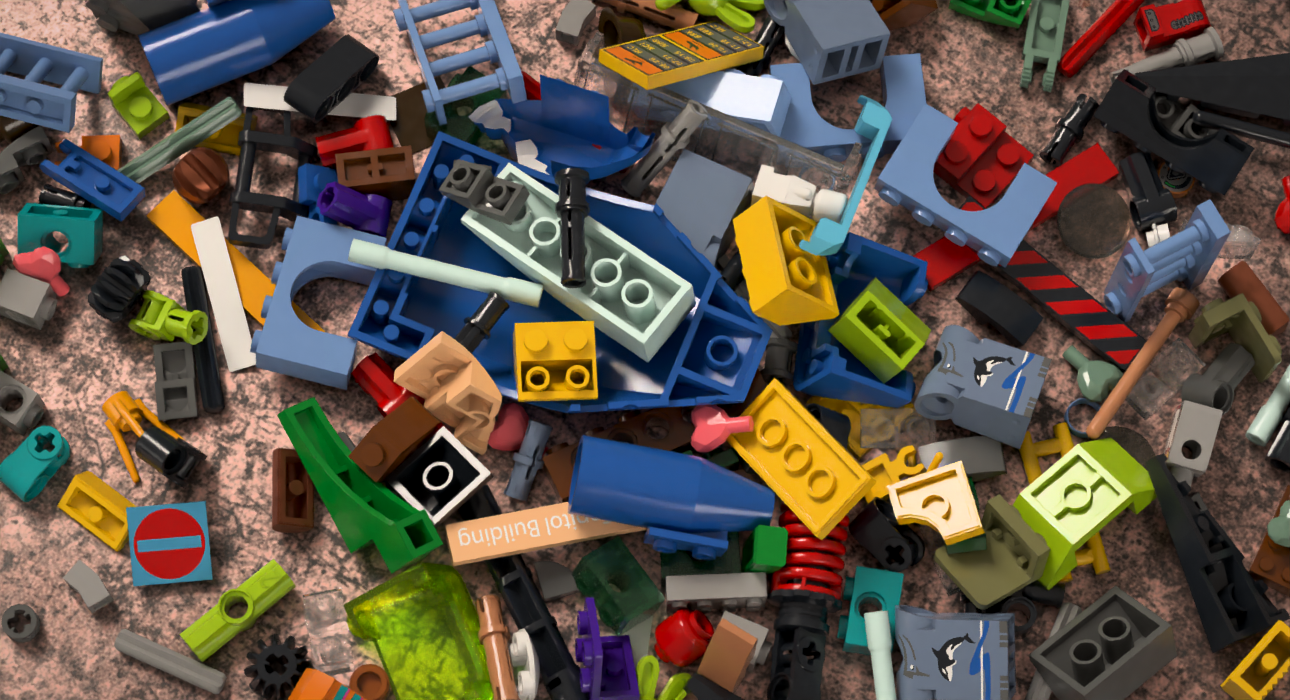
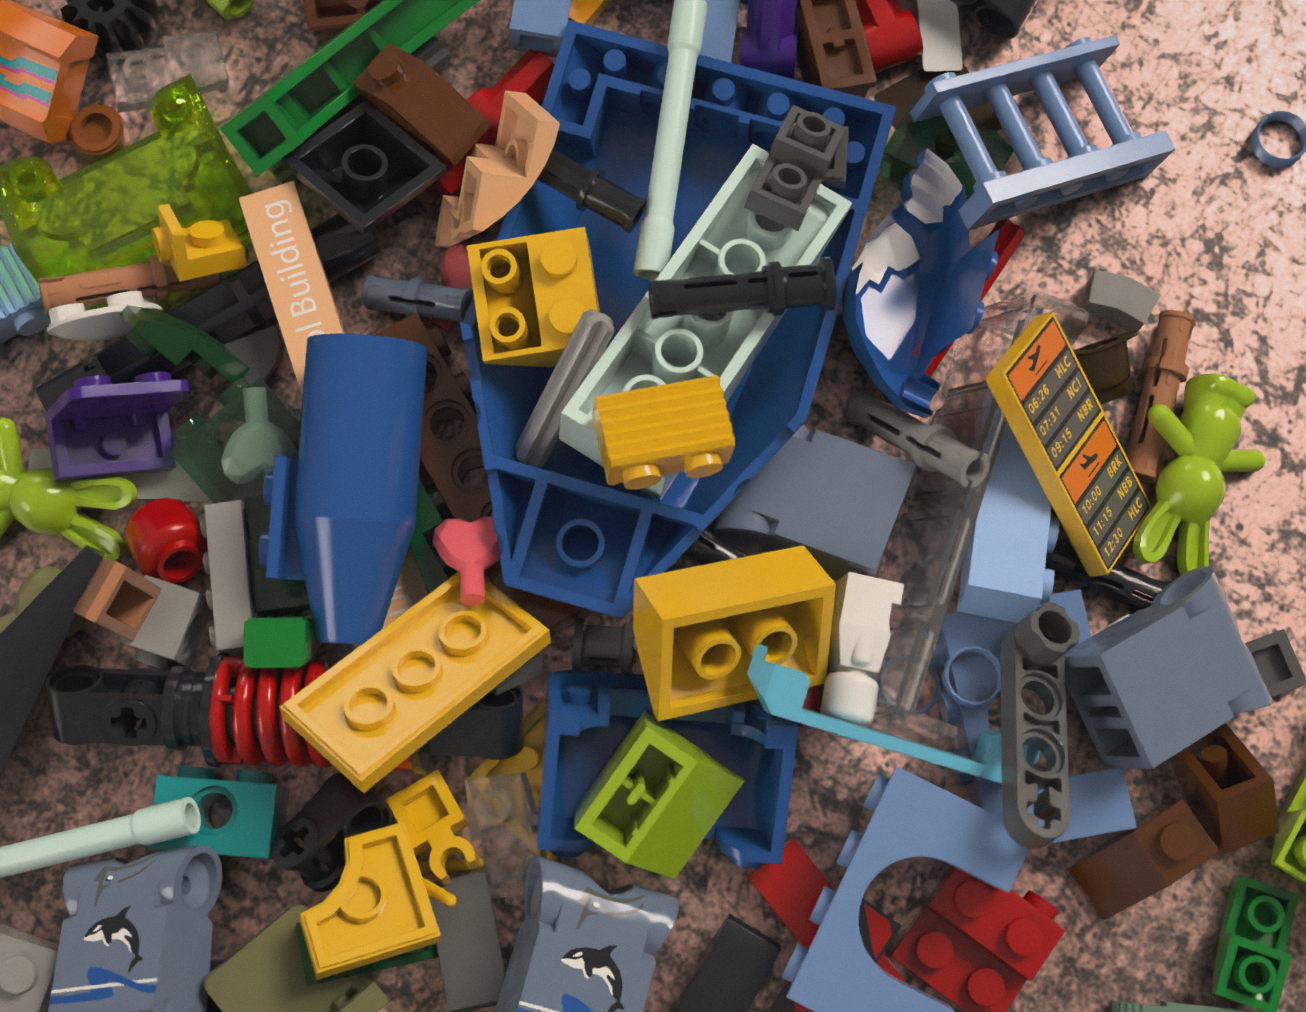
camera: 90 degrees right, 5 degrees up
(479, 600) = (199, 249): none -> yellow bracket
(549, 612) = (176, 339): none -> dark green slope
(620, 350) = (574, 365): none -> light grey axle
(630, 560) = (256, 442): none -> sand green rock
(666, 277) = (663, 432): none -> yellow brick
(817, 94) = (1041, 644): none -> dark grey beam
(821, 149) = (945, 676): none -> medium blue axle
(939, 53) = (1143, 859): none -> reddish brown slope

